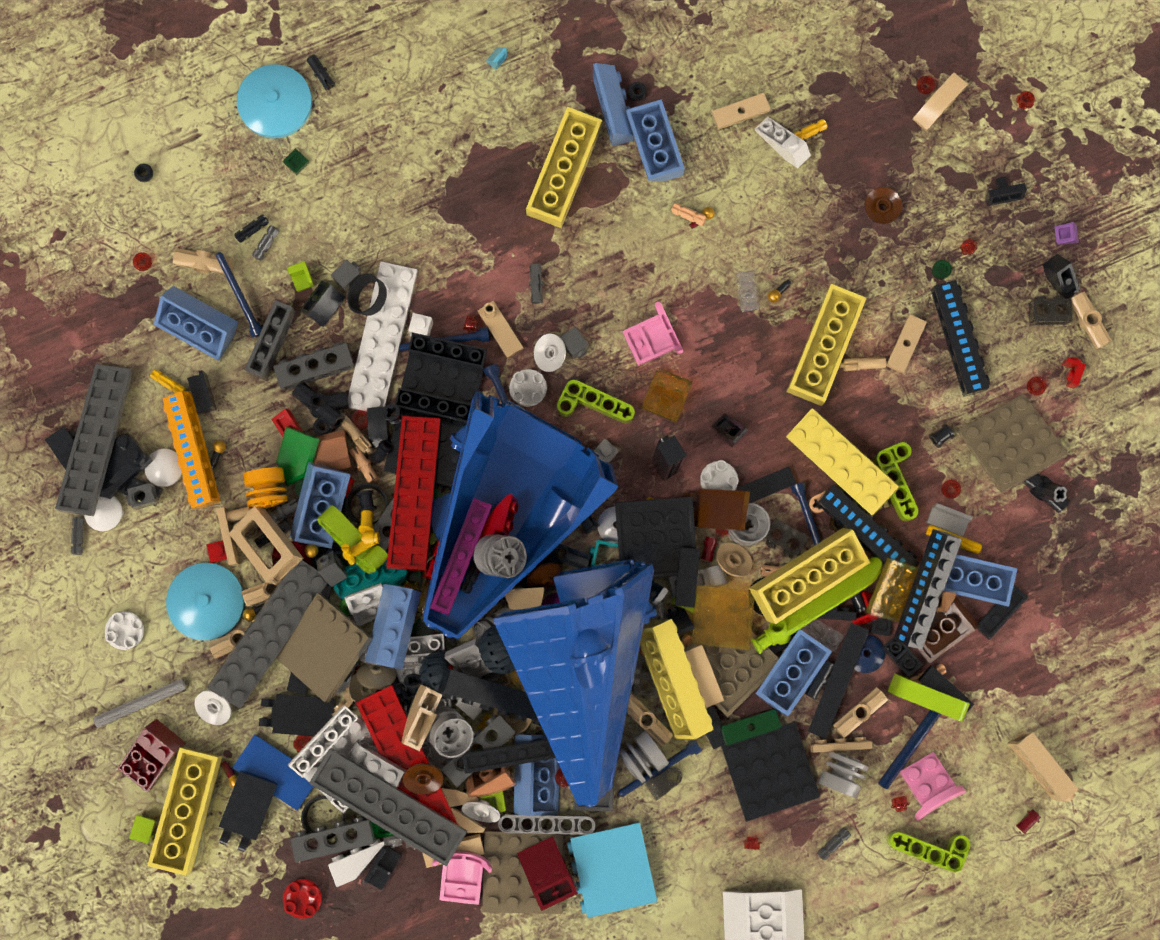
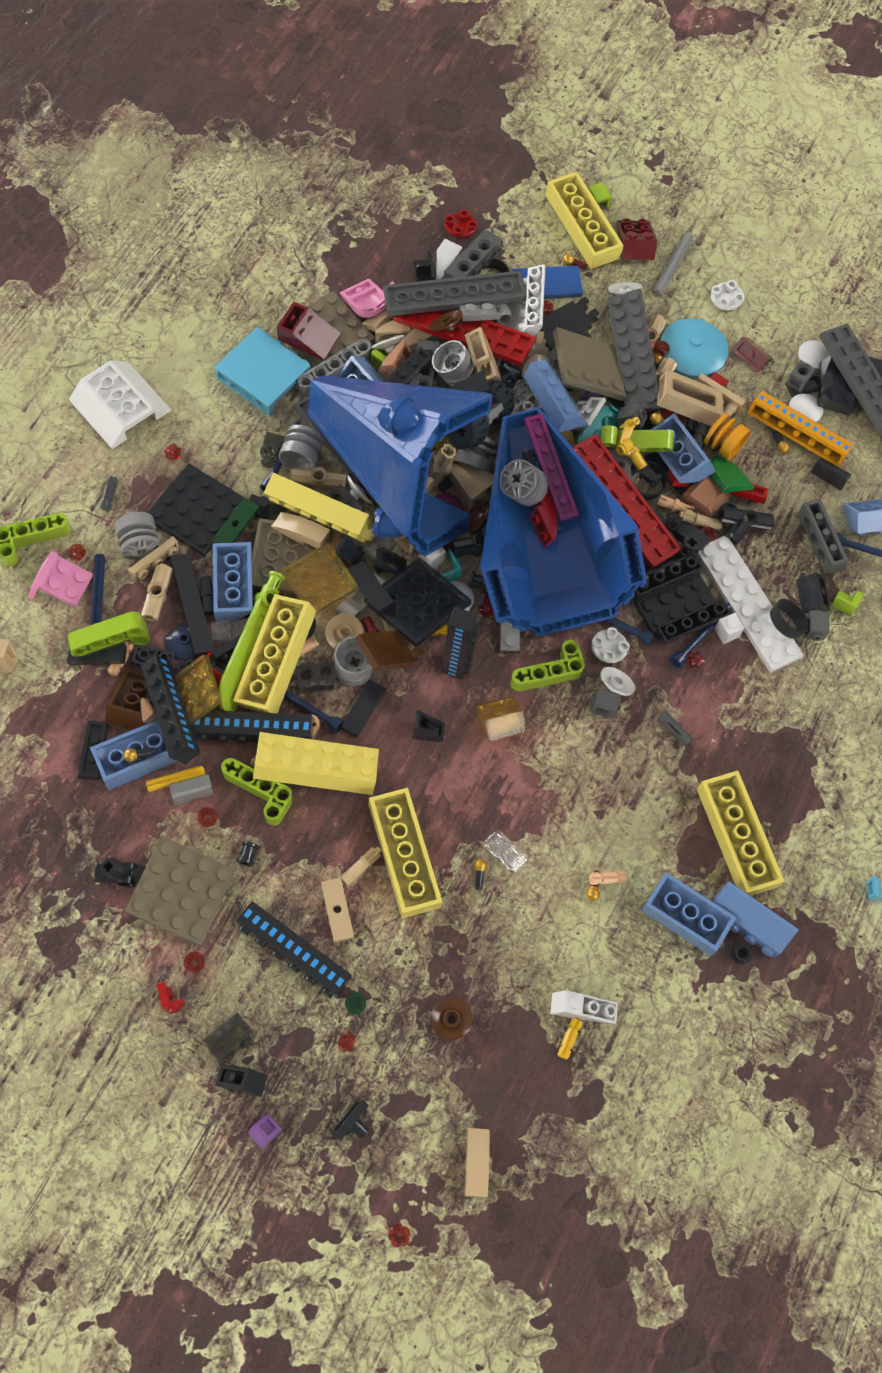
camera: 135 degrees right, 15 degrees down
(77, 536) = (813, 327): dark grey axle -> none
(158, 554) = (751, 353): none -> dark red panel
(167, 381) = (860, 463): yellow axle -> none
(238, 619) = (661, 347): none -> clear red plate
(247, 808) = (546, 246): black tile -> none
(343, 363) = (786, 522): dark grey brick -> none
(500, 329) = (670, 674): tan piece -> none
(652, 337) = (548, 754): bright pink piece -> none
(719, 476) = (405, 685): white dish -> none
(751, 107) = (648, 996): tan tile -> none
(929, 81) = (495, 1171): clear red plate -> none
(983, 572) = (132, 754): none -> piece
(1096, 331) = (198, 1065): tan piece -> none

